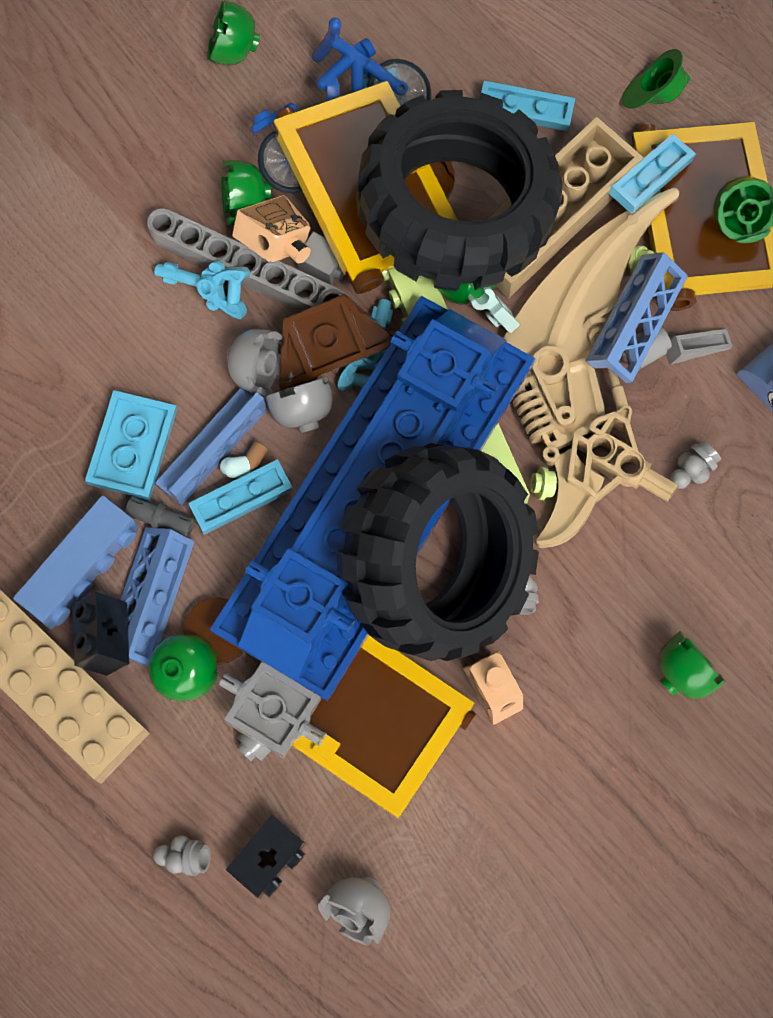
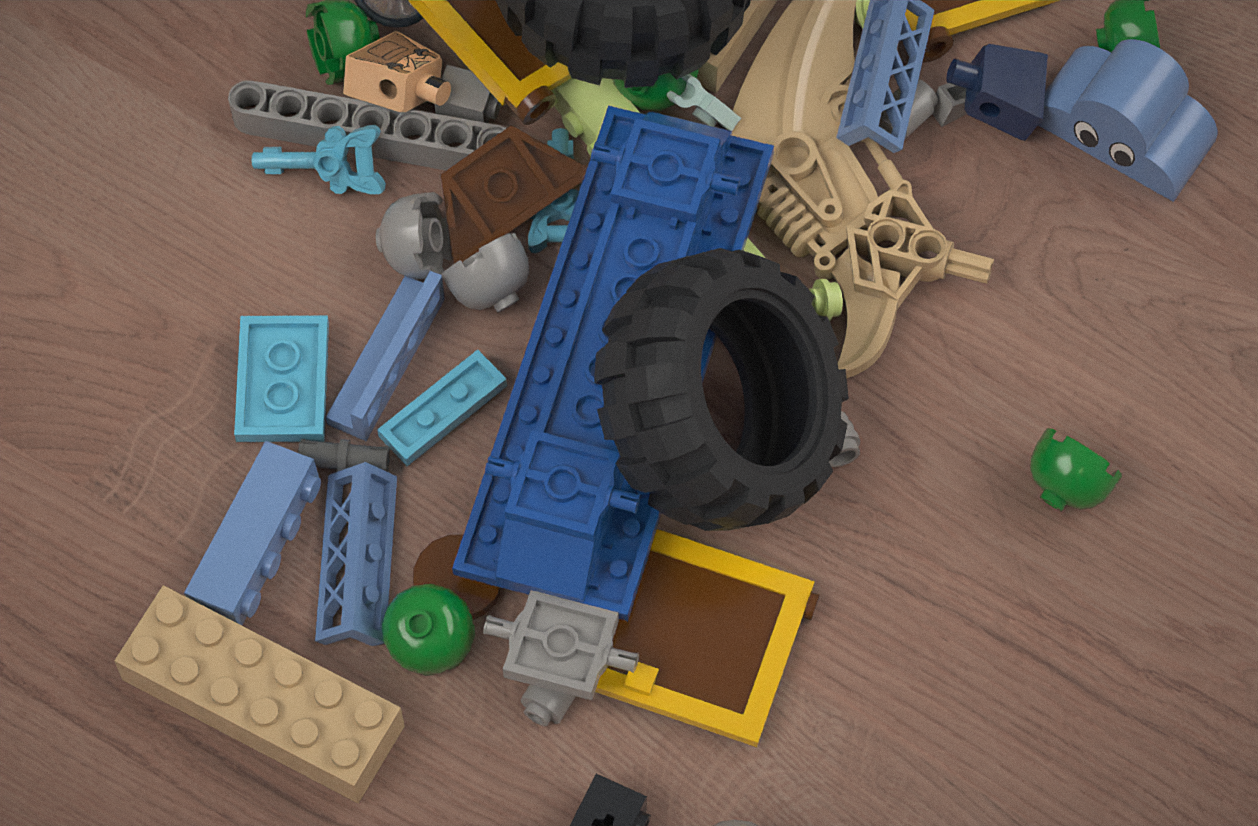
camera: 15 degrees left, 10 degrees down
(100, 633) = (311, 609): black brick -> none
(243, 465) = (430, 370): arm -> none
(495, 687) = (830, 549): light nougat torso -> none
(695, 465) = (1010, 233): light grey piece -> none
(723, 349) = (1003, 88): none -> dark blue torso

